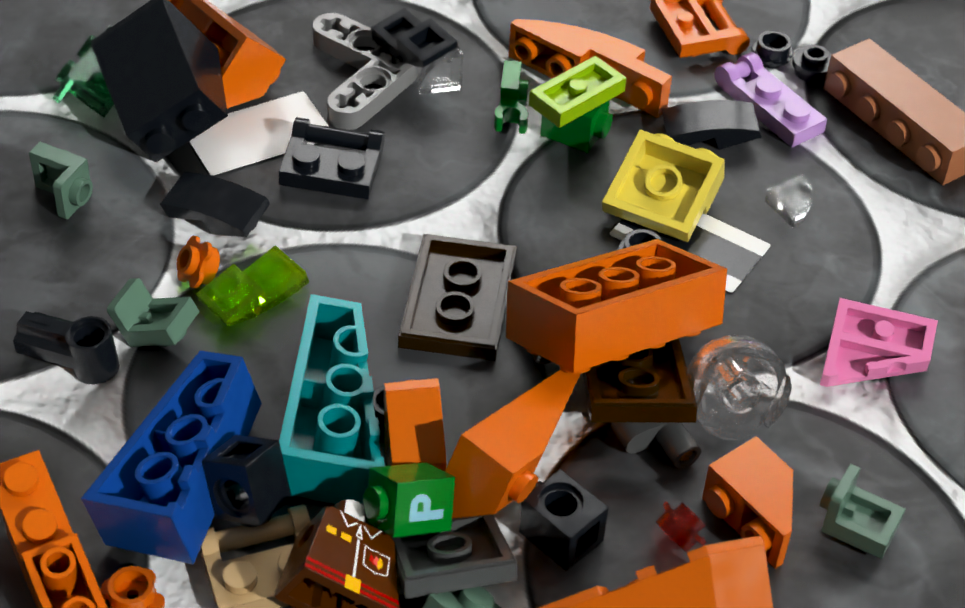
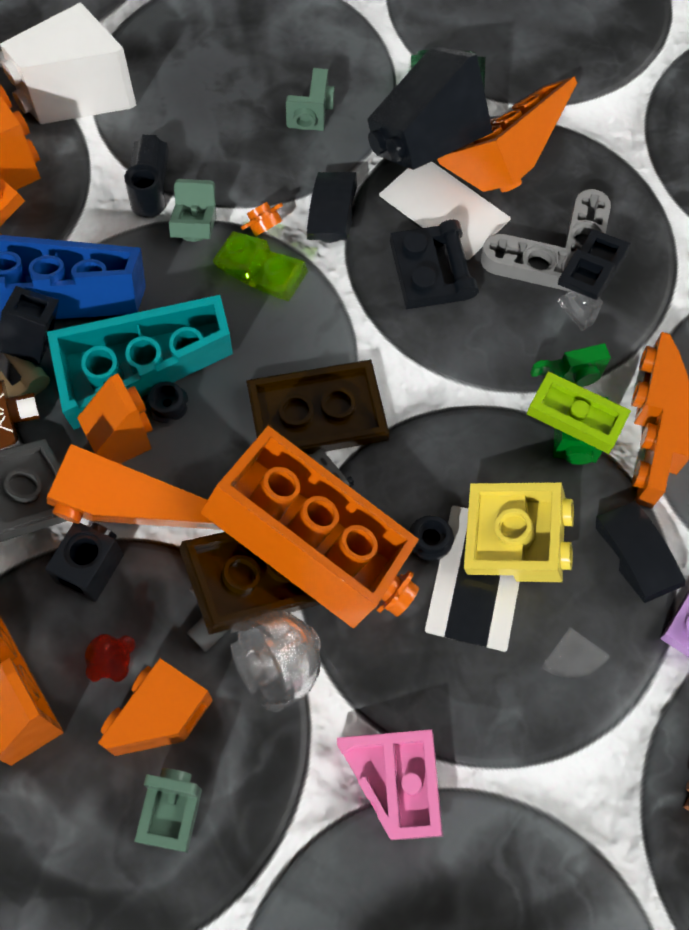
camera: 70 degrees right, 20 degrees up
(409, 499) = (43, 437): green brick -> none

